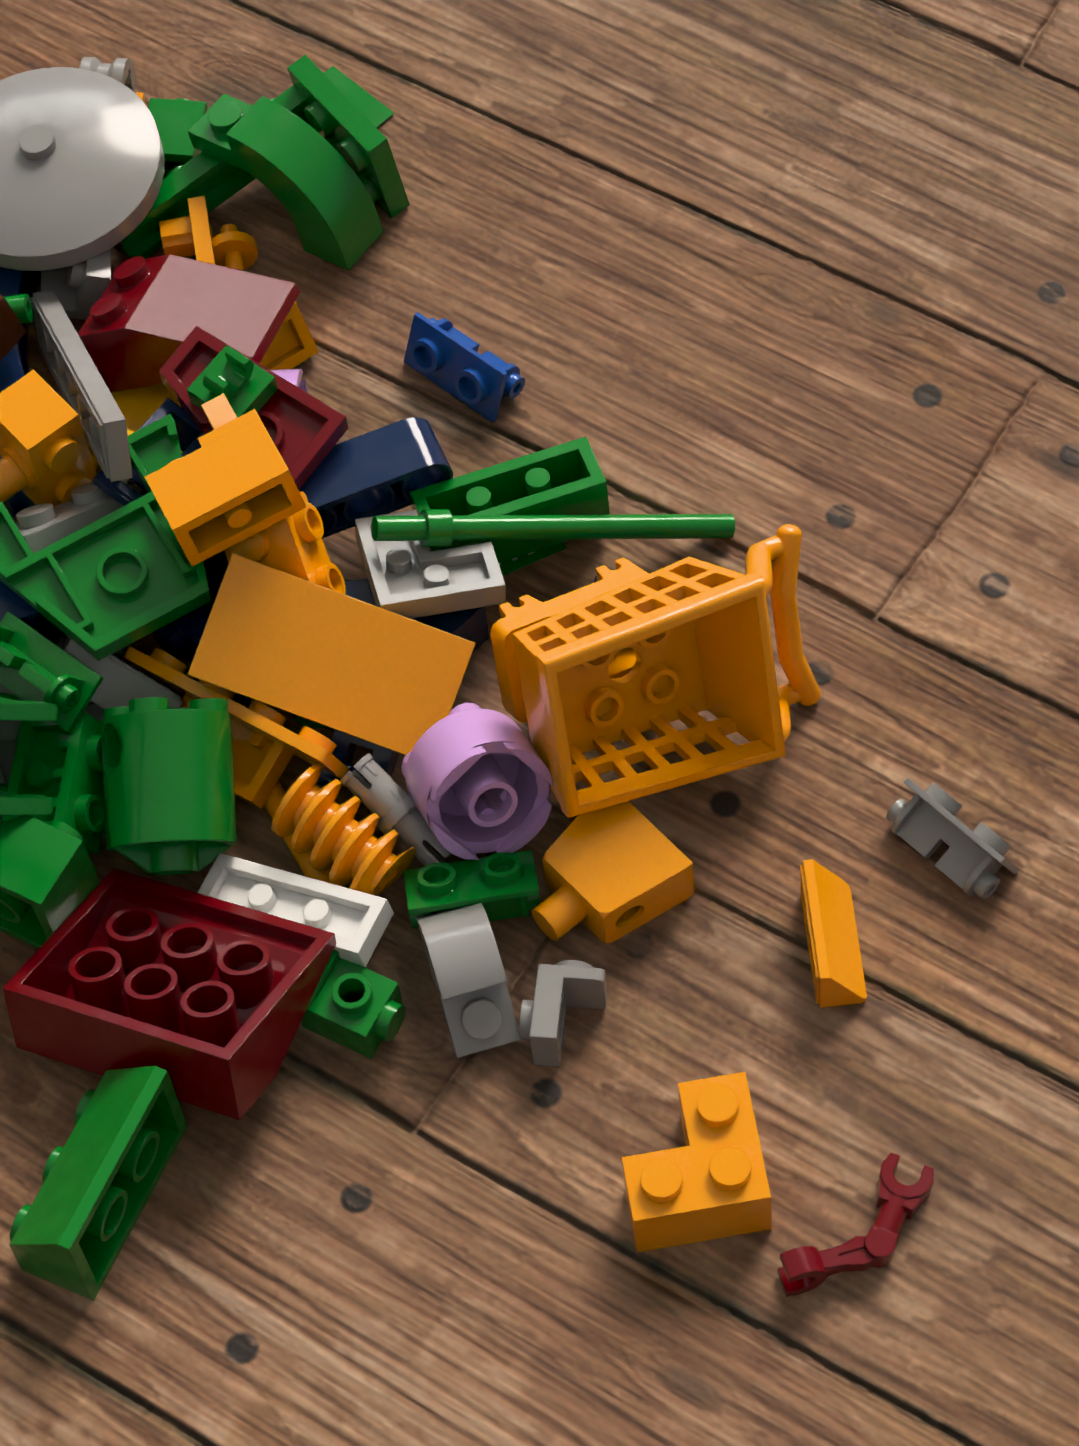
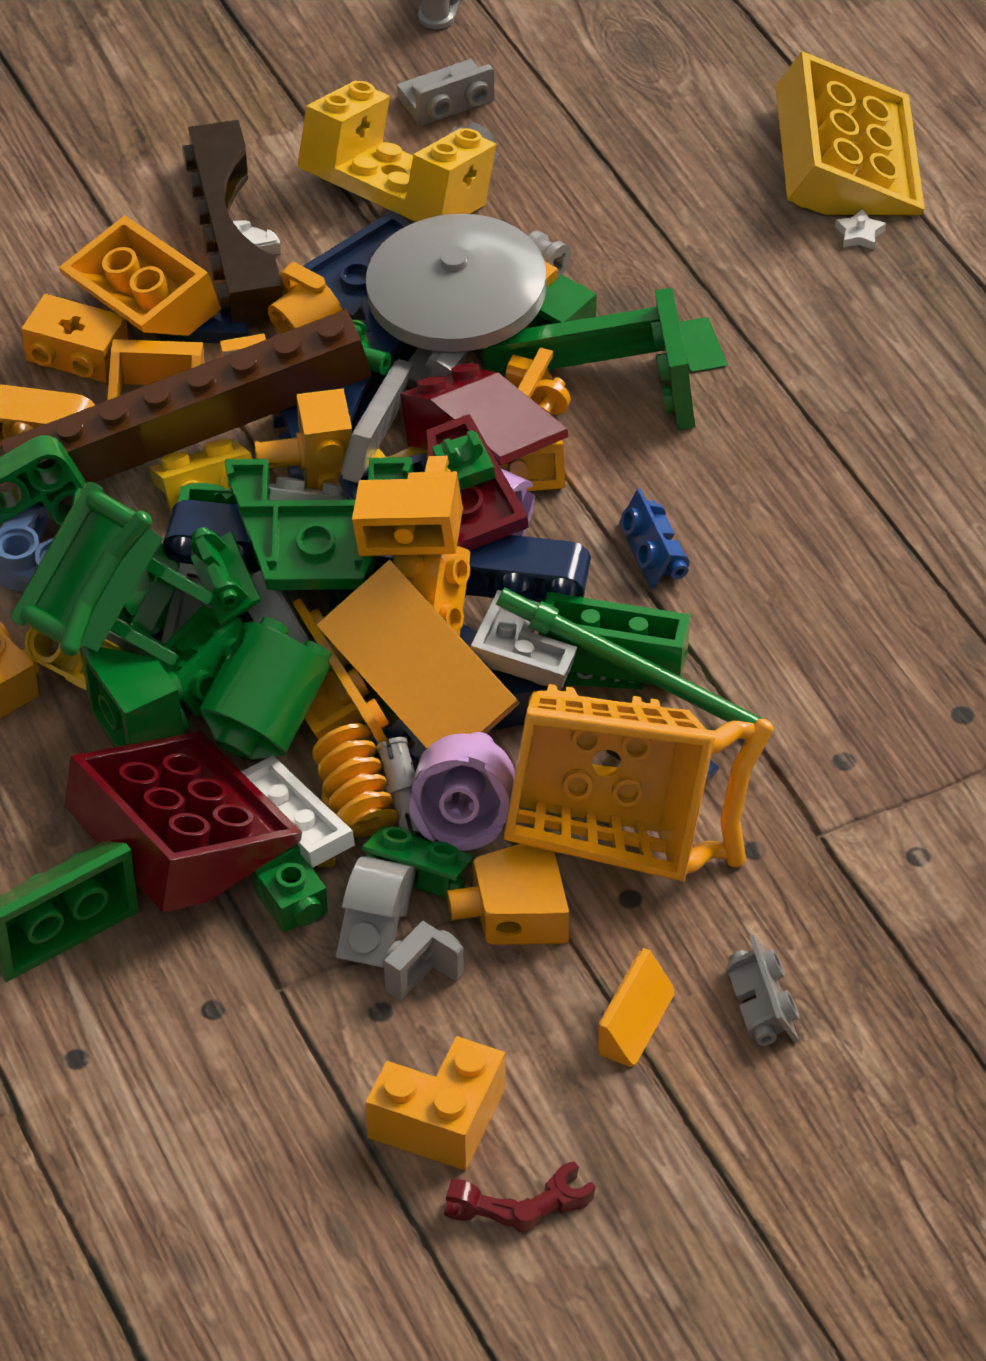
camera: 25 degrees right, 10 degrees down
(300, 168) = (623, 365): green arch -> none

